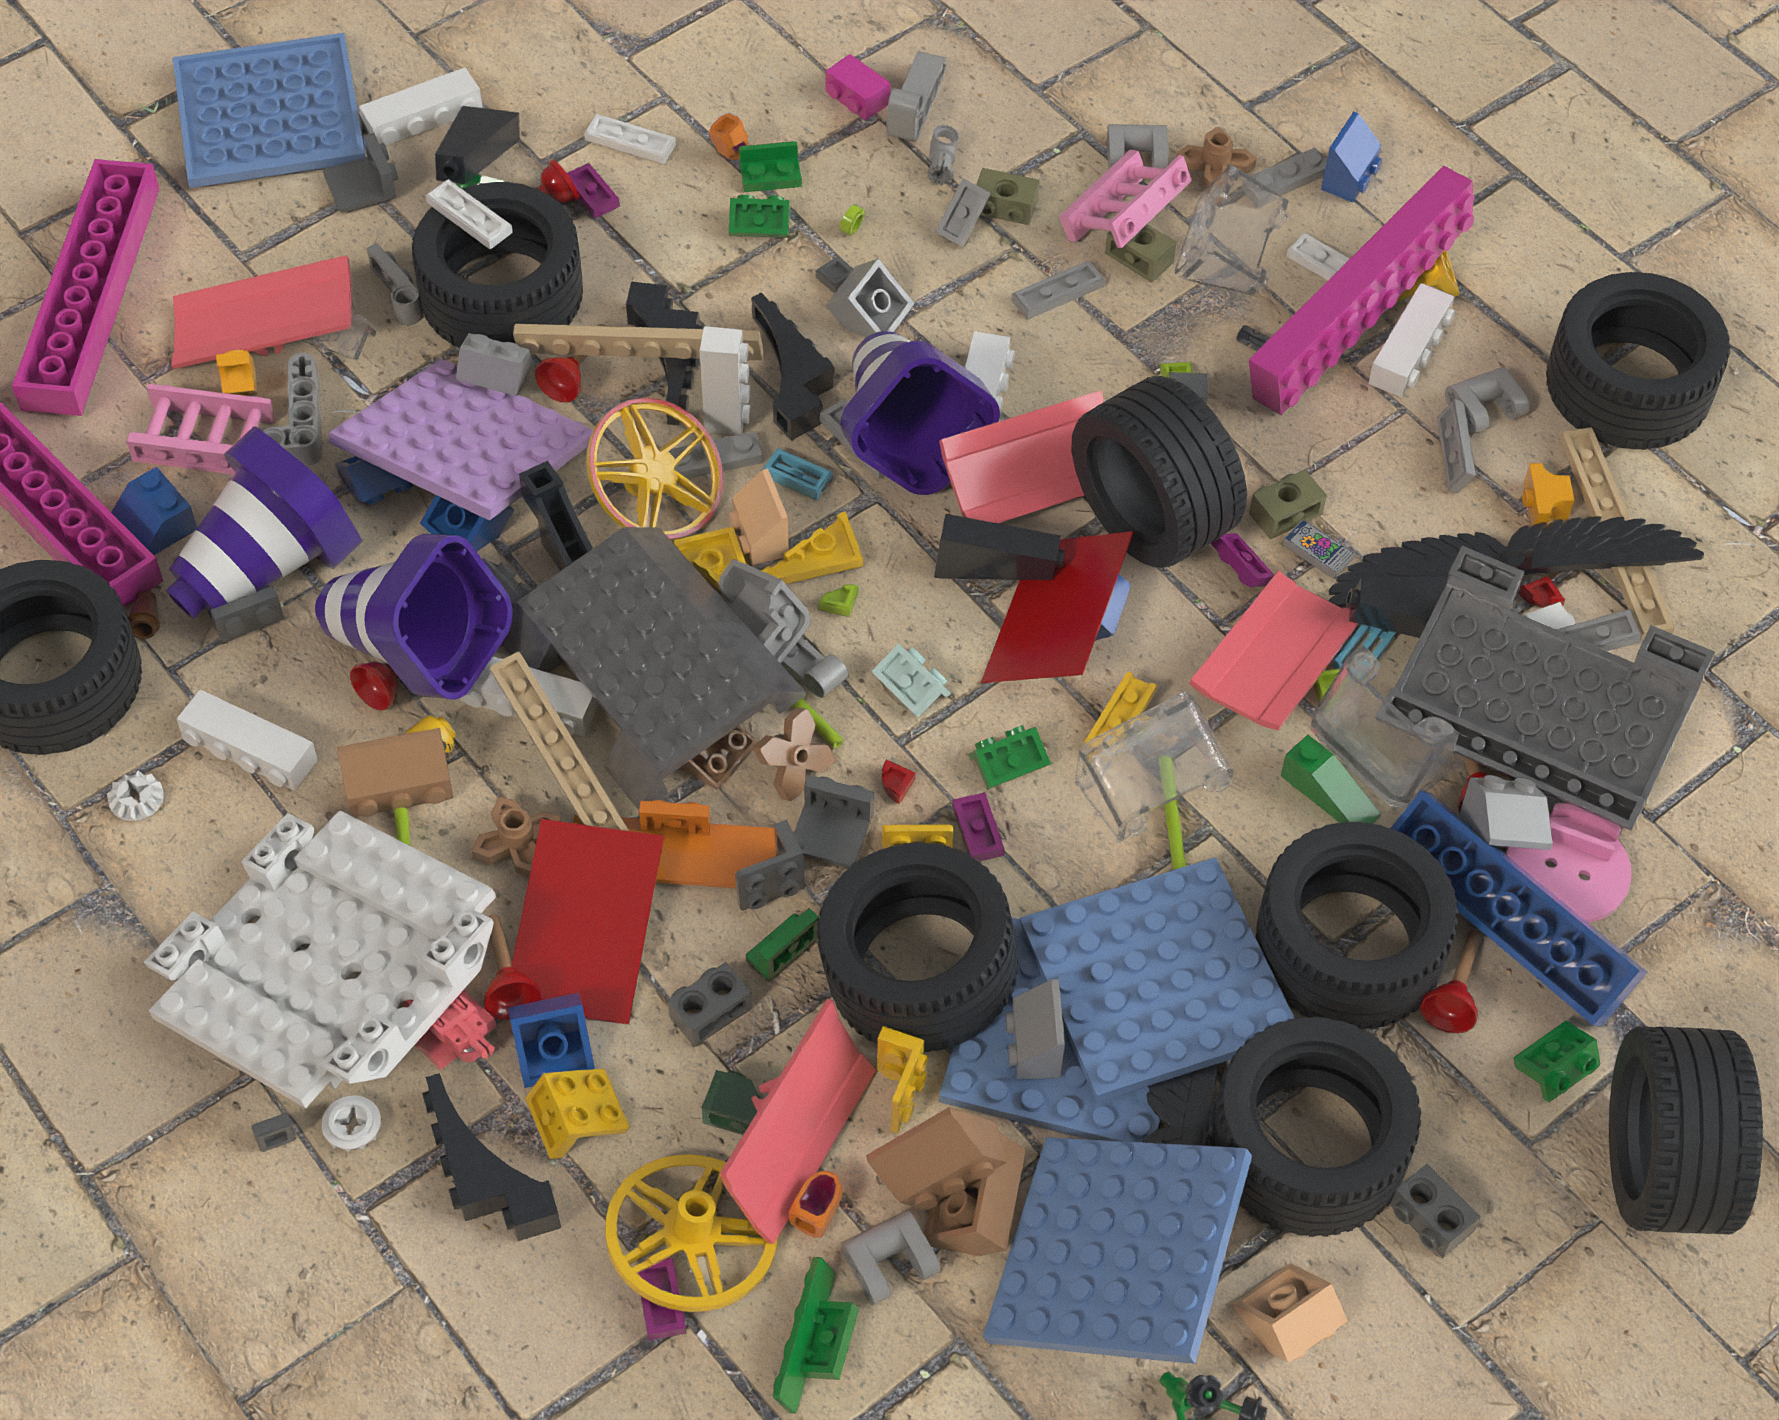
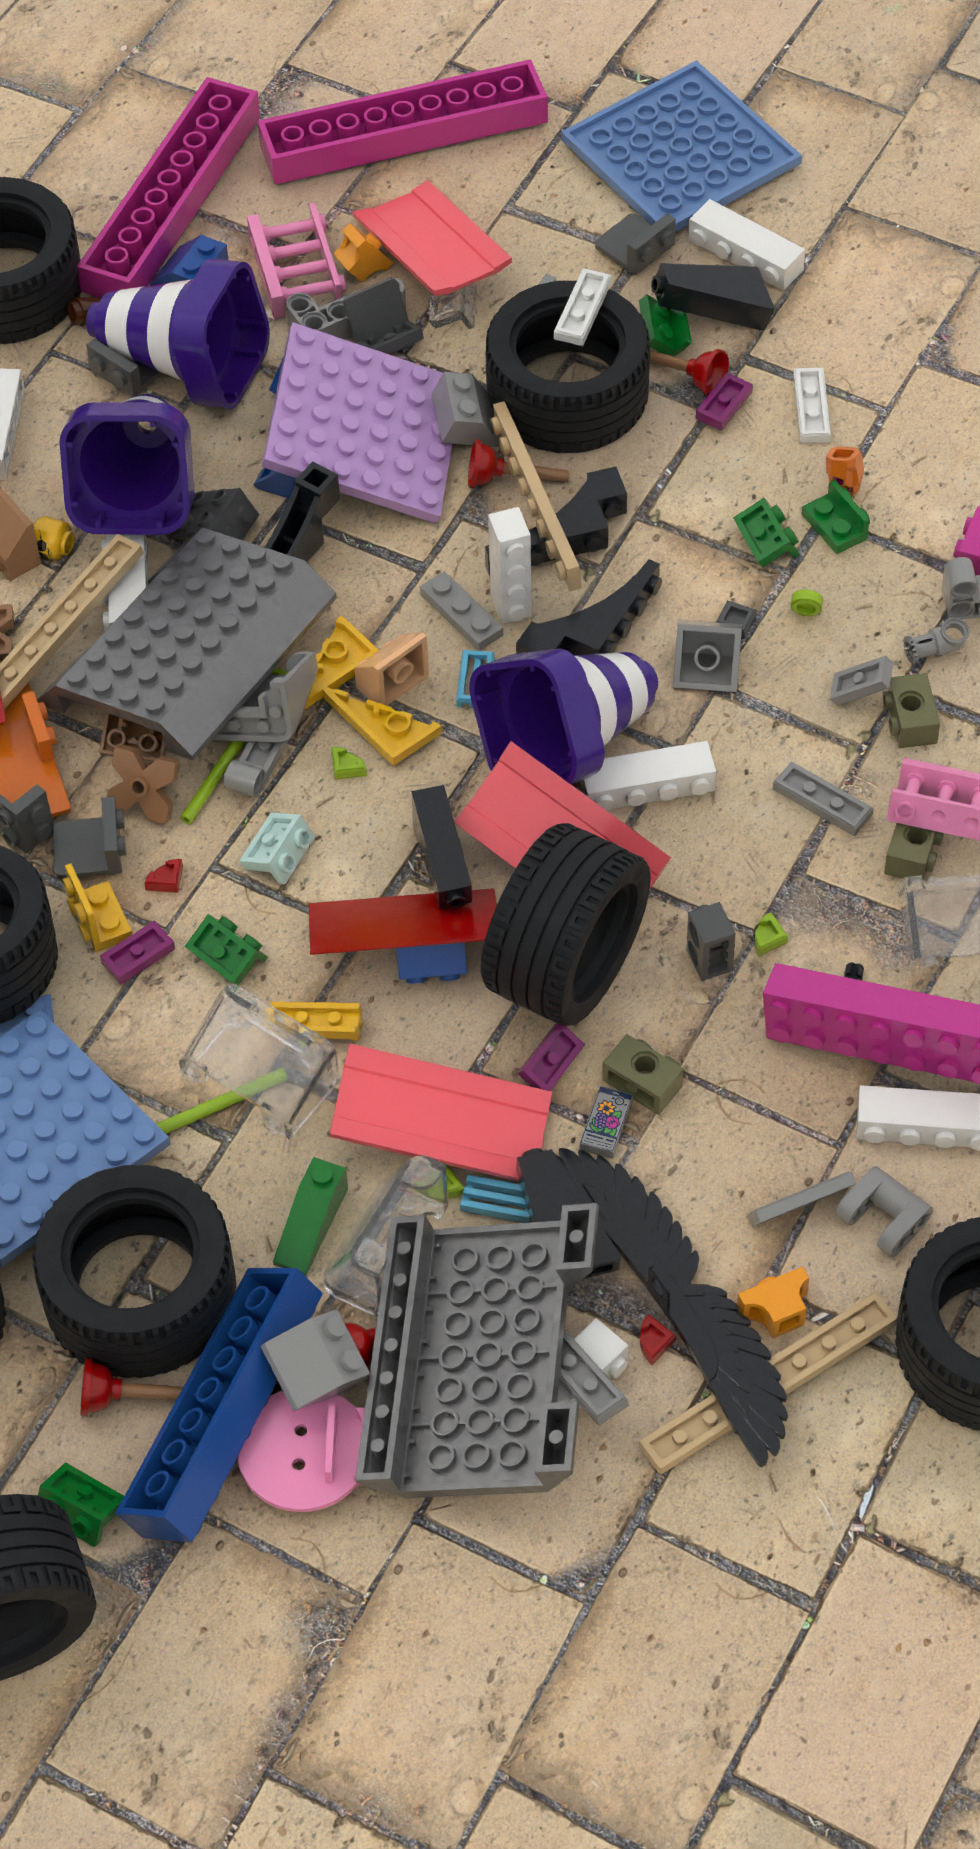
camera: 70 degrees right, 0 degrees up
(339, 392) = (380, 318): none -> dark grey bracket
(653, 469) = (397, 563): yellow wheel -> none

